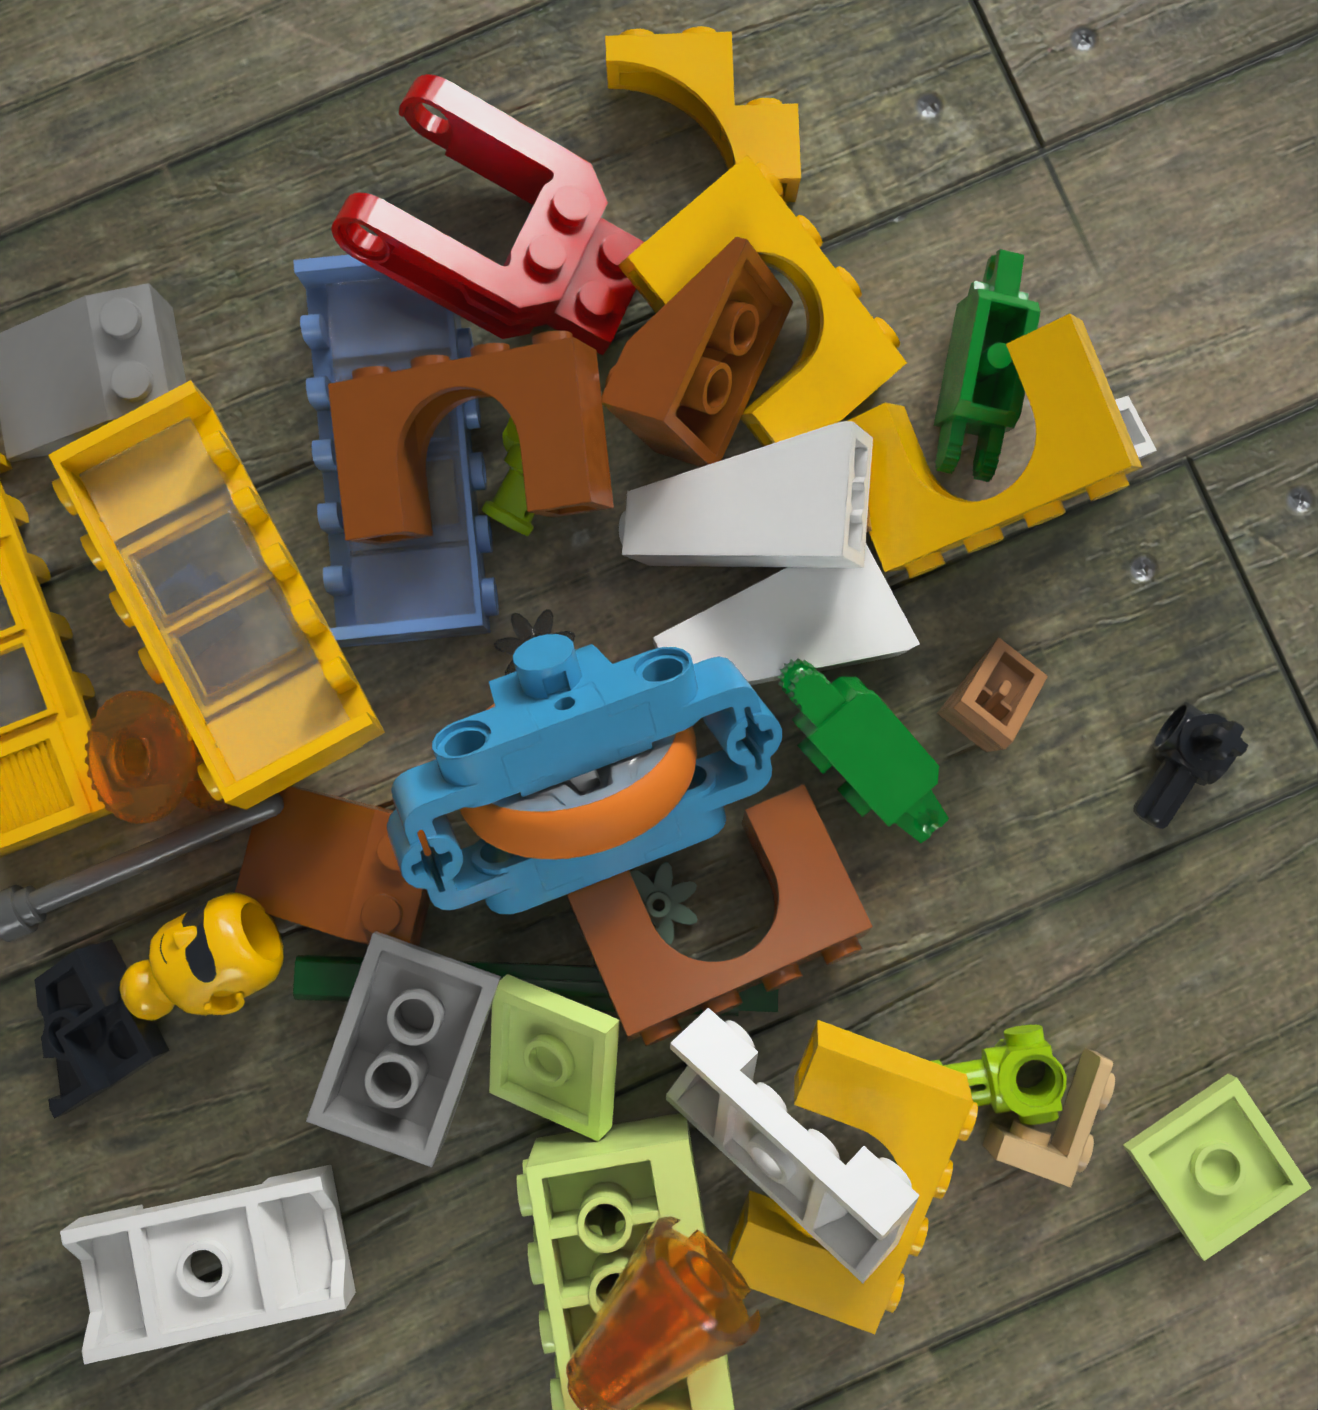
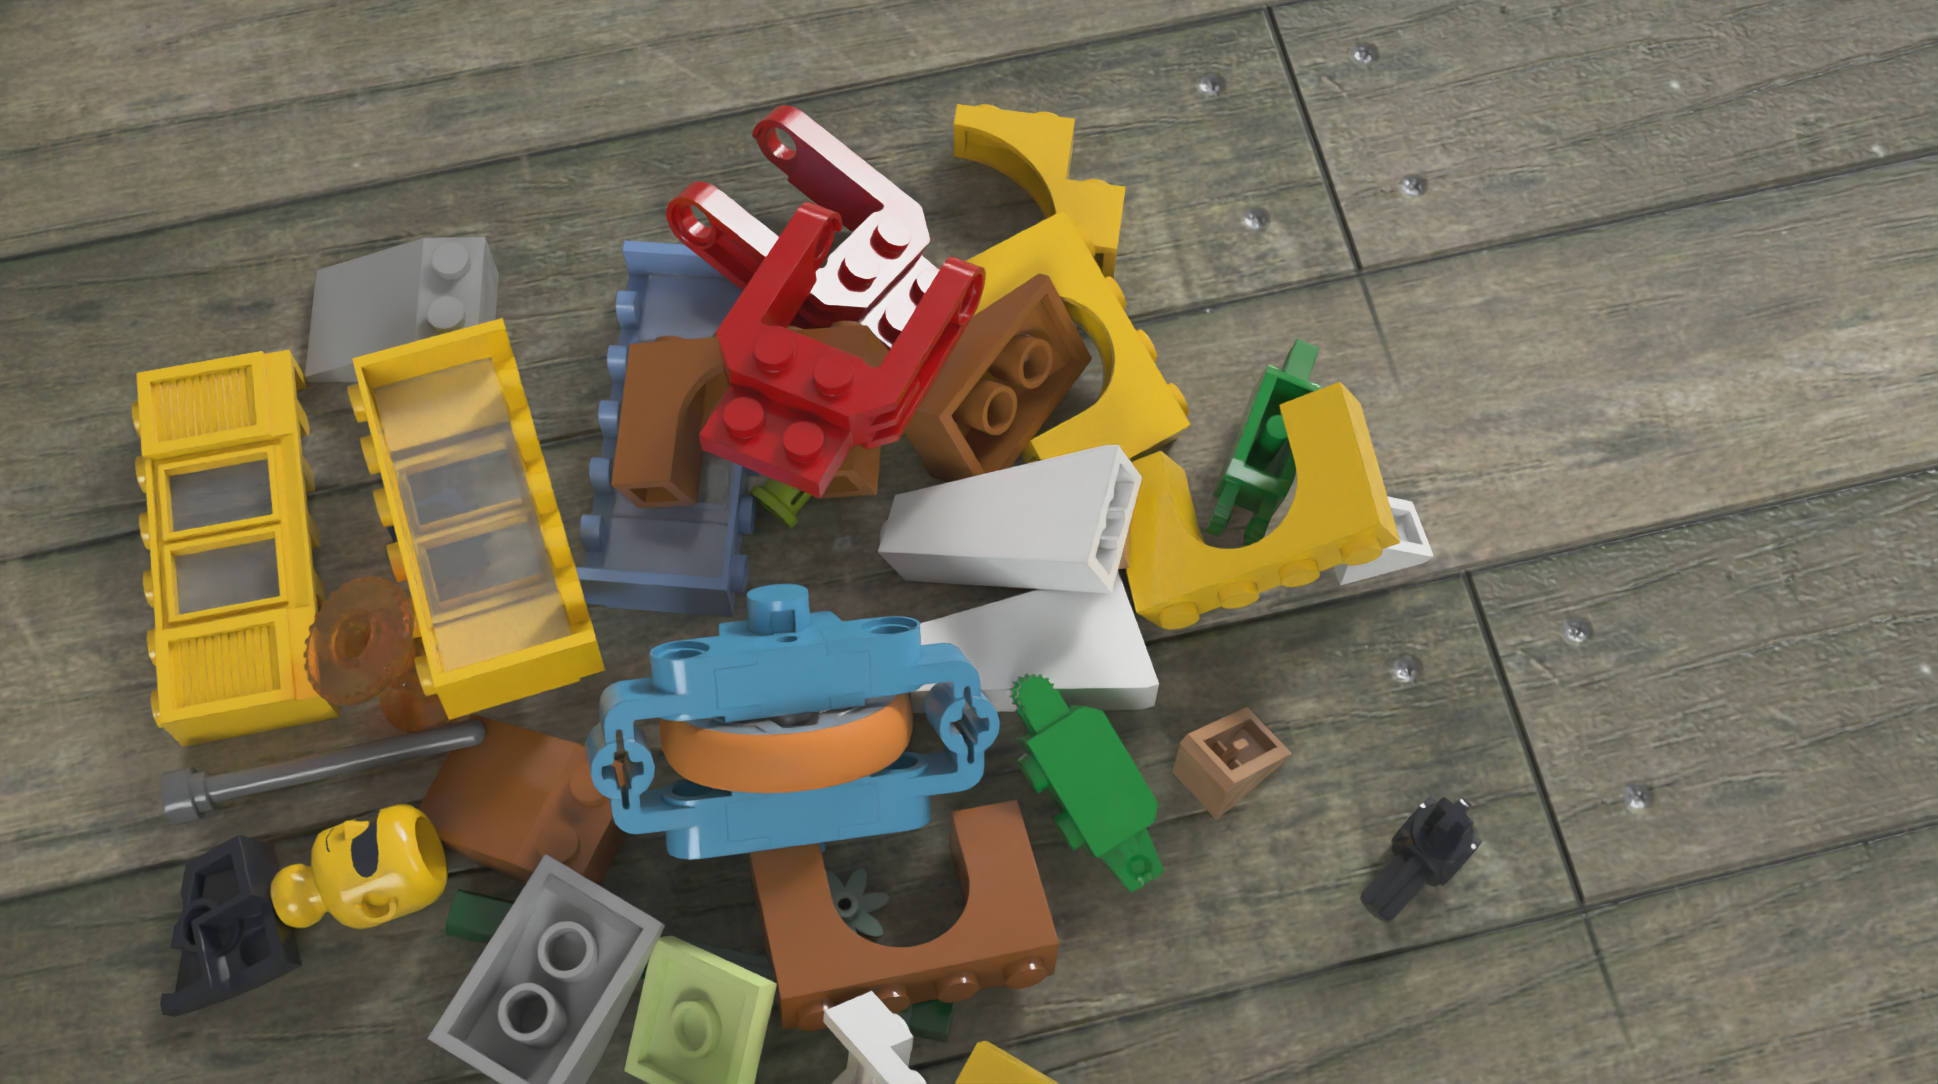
camera: 10 degrees right, 20 degrees down
(518, 441) = (803, 403): none -> red plate

